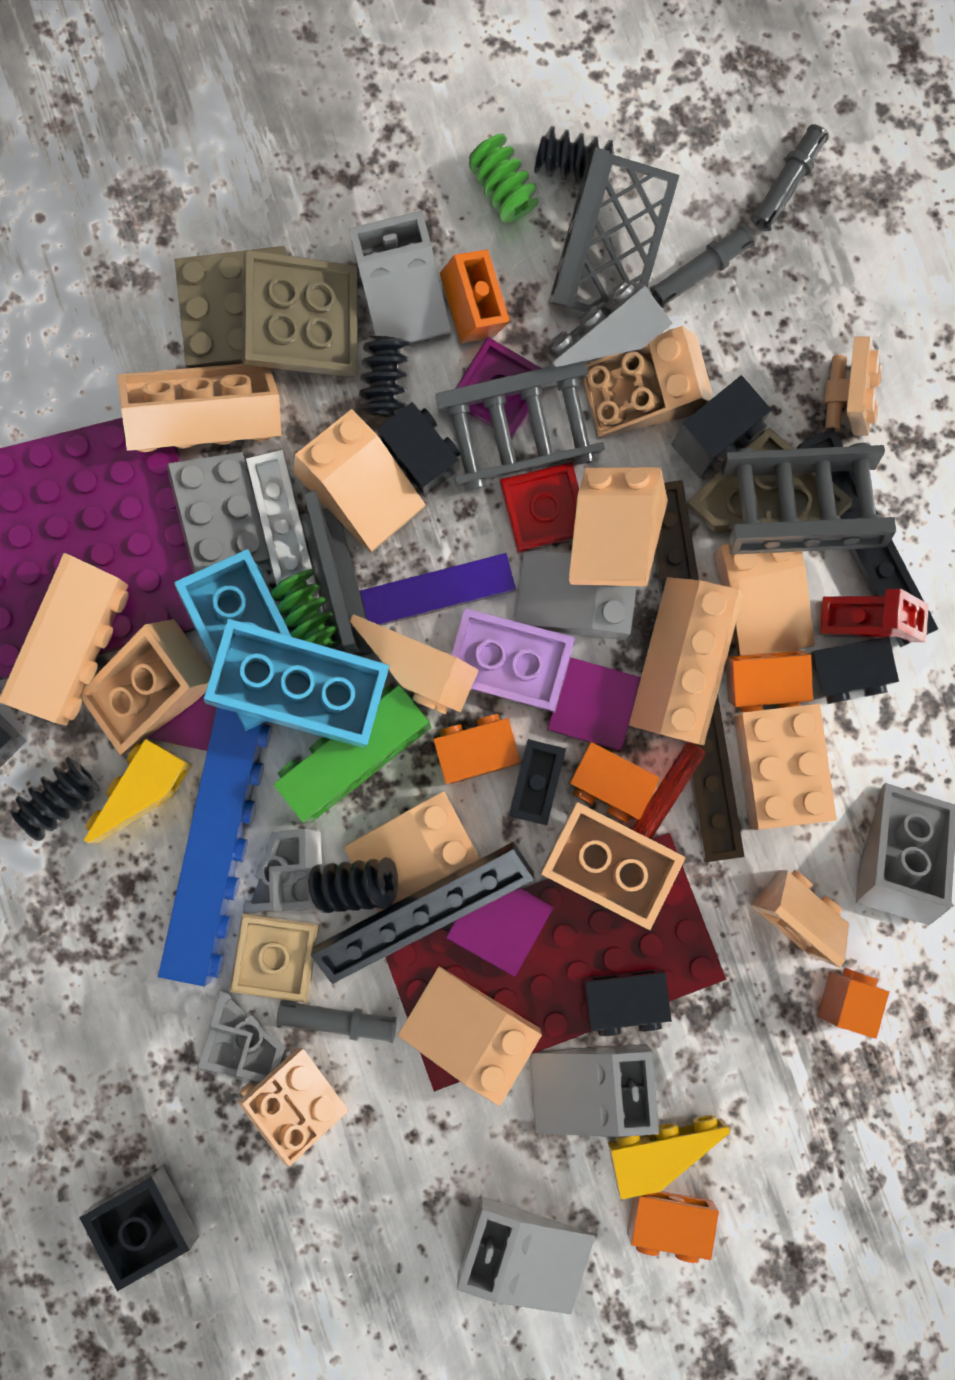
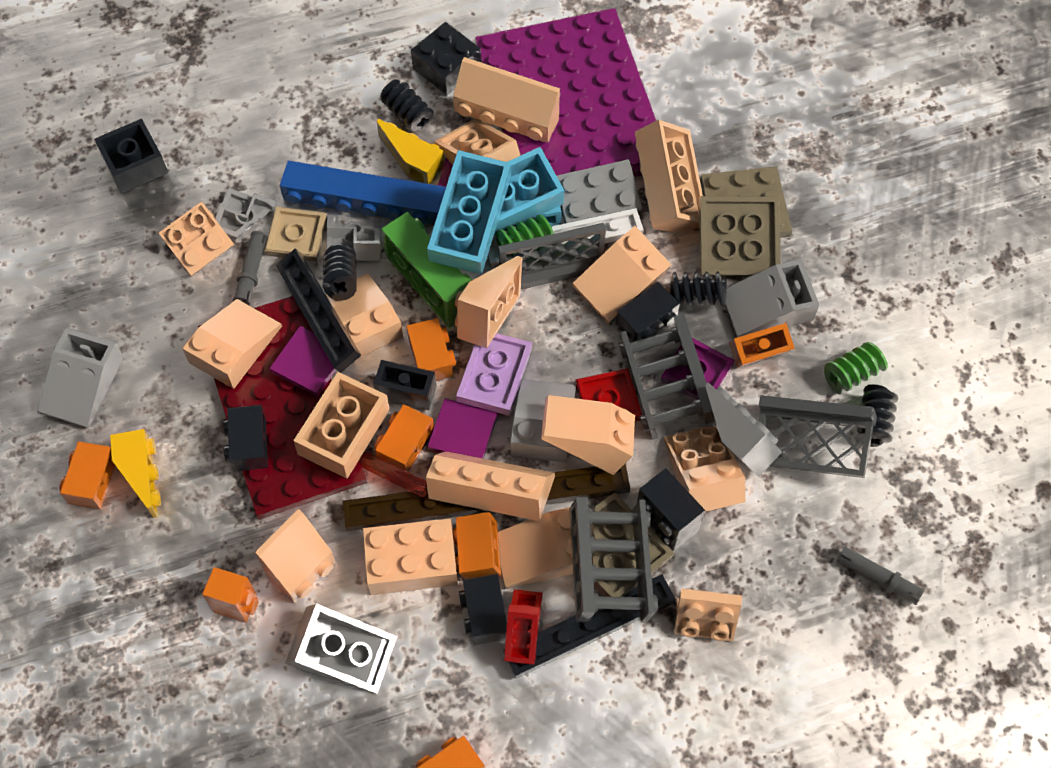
camera: 90 degrees right, 20 degrees down
(438, 590) = (546, 330): dark purple tile -> none
(595, 1091) = (186, 427): light grey slope -> none
(714, 258) = (809, 518): dark grey pin -> none

